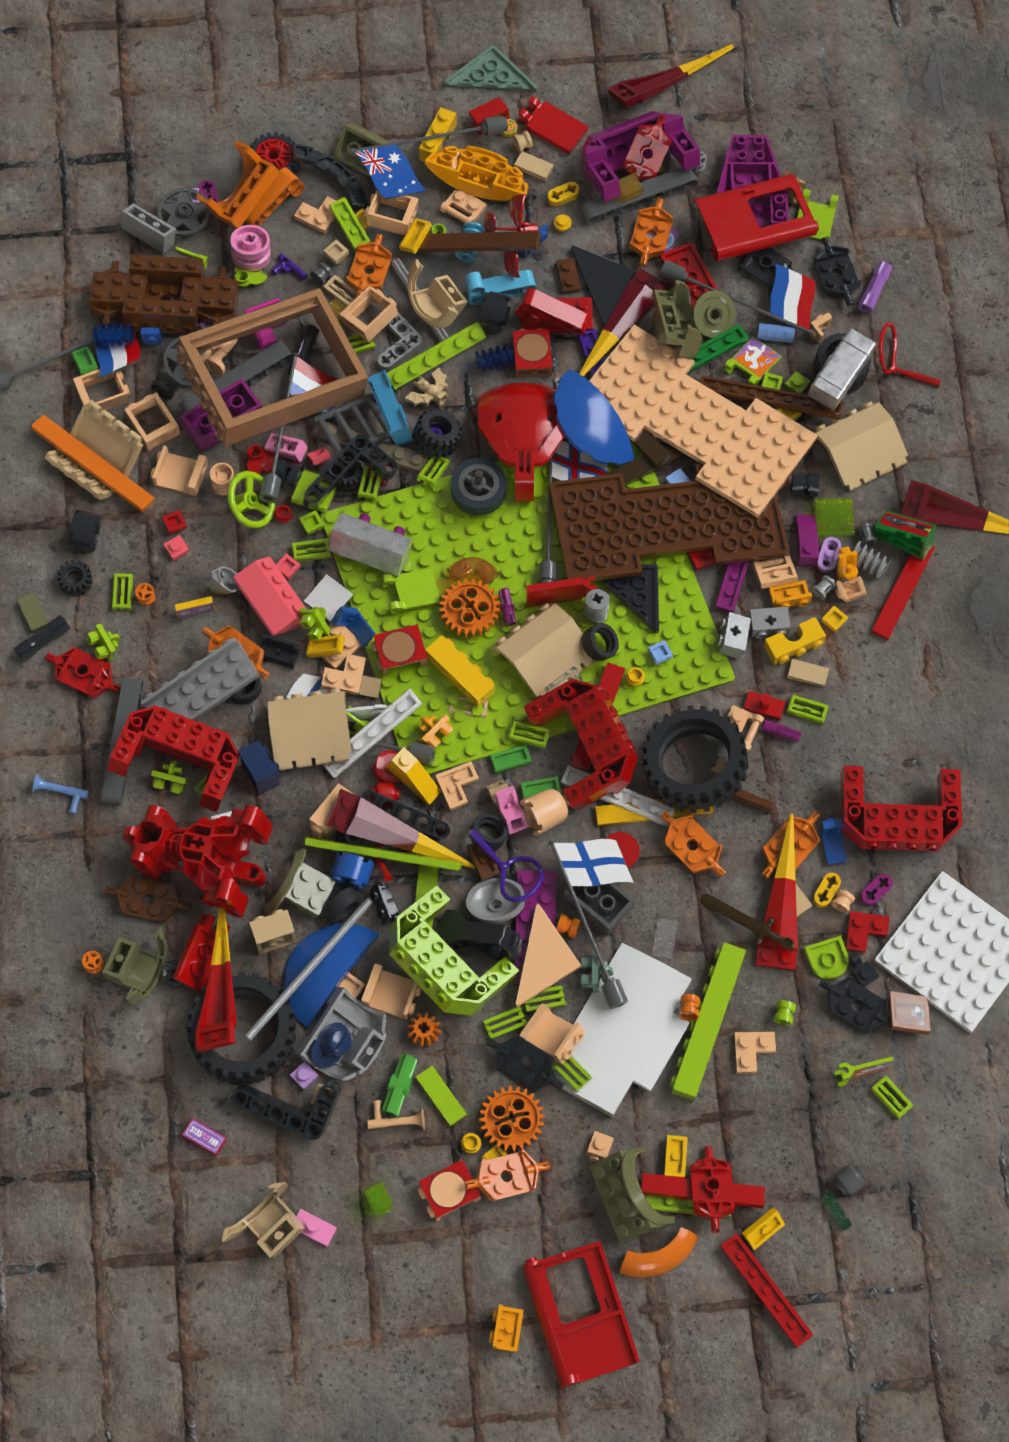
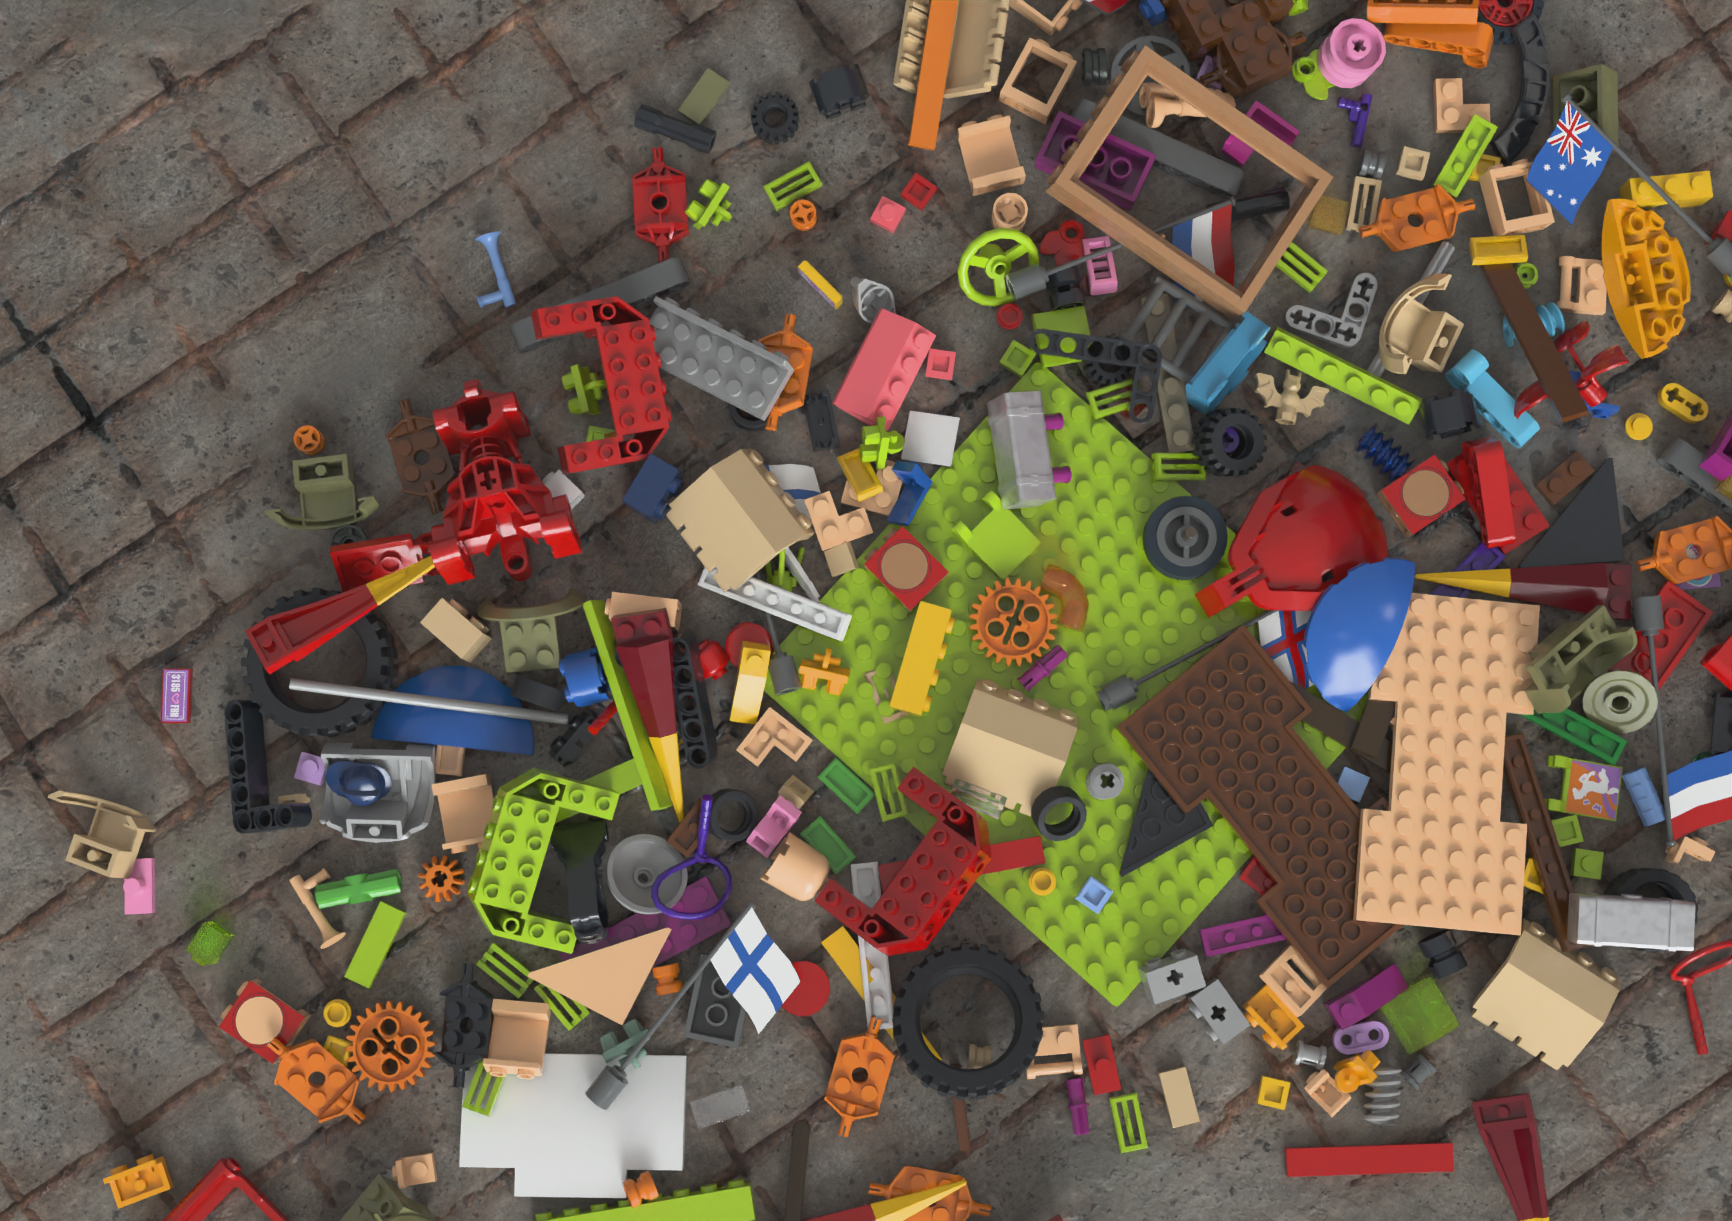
camera: 65 degrees right, 15 degrees up
(316, 555) = (967, 362): lime tile -> none
(319, 456) = (1112, 313): coral plate -> none
(368, 296) = (1352, 238): light nougat window -> none
(534, 166) = (1701, 341): tan tile -> none
(558, 591) = (1098, 725): red tile -> none
(781, 649) = (1230, 1073): yellow arch -> none
(906, 533) = (1447, 1123): green wedge -> none

